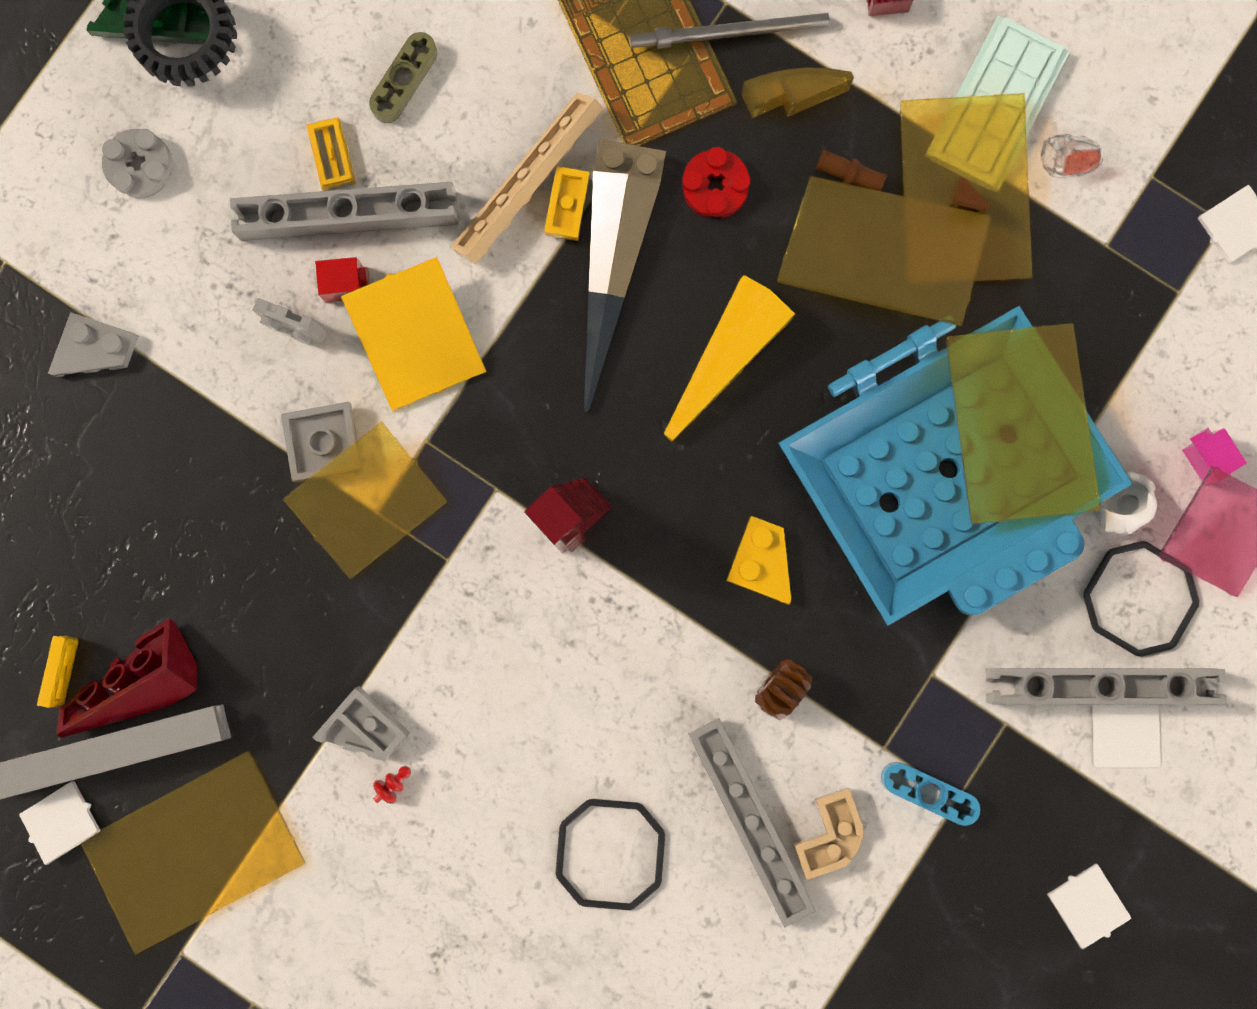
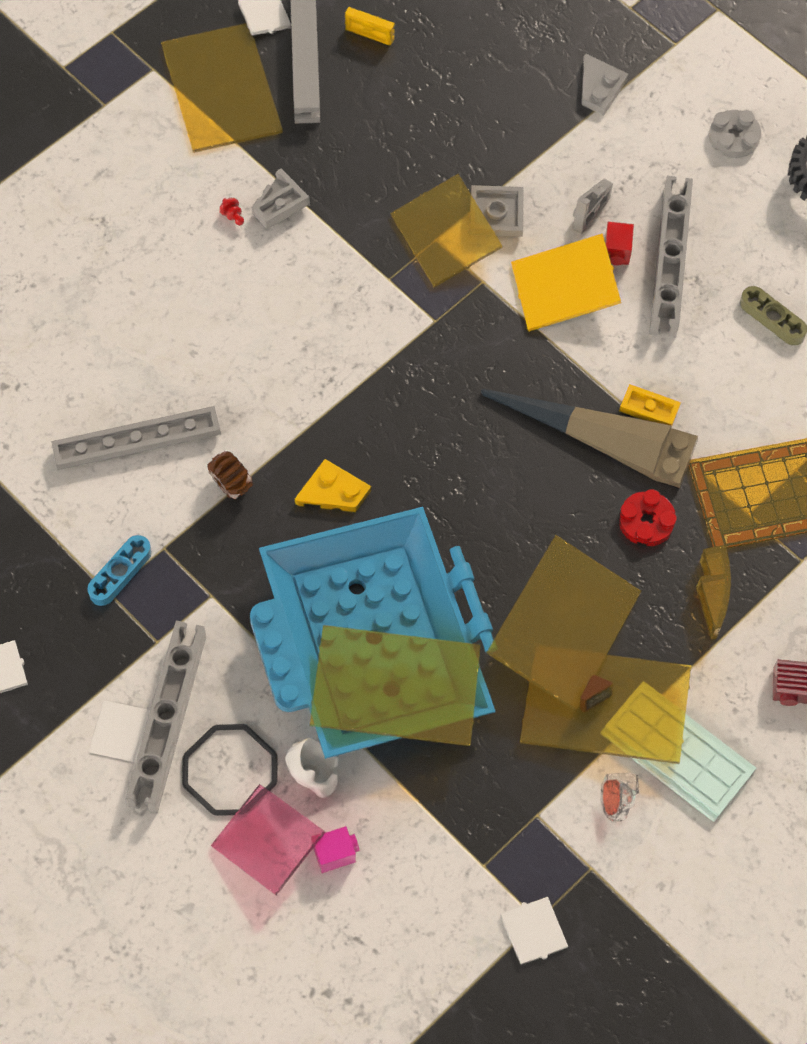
camera: 95 degrees right, 20 degrees down
(145, 681) = (348, 71): dark red wedge -> none
(337, 180) = (720, 261): yellow tile -> none
(526, 177) = (670, 376): tan plate -> none
(568, 512) = (399, 340): dark red wedge -> none
(659, 860) = (130, 375): black piece -> none
(664, 37) = (776, 502): flat silver bar -> none
(743, 331) = (518, 511): yellow wedge -> none
(842, 836) = (104, 497): tan plate -> none
(850, 171) = (638, 619): reddish brown pin -> none

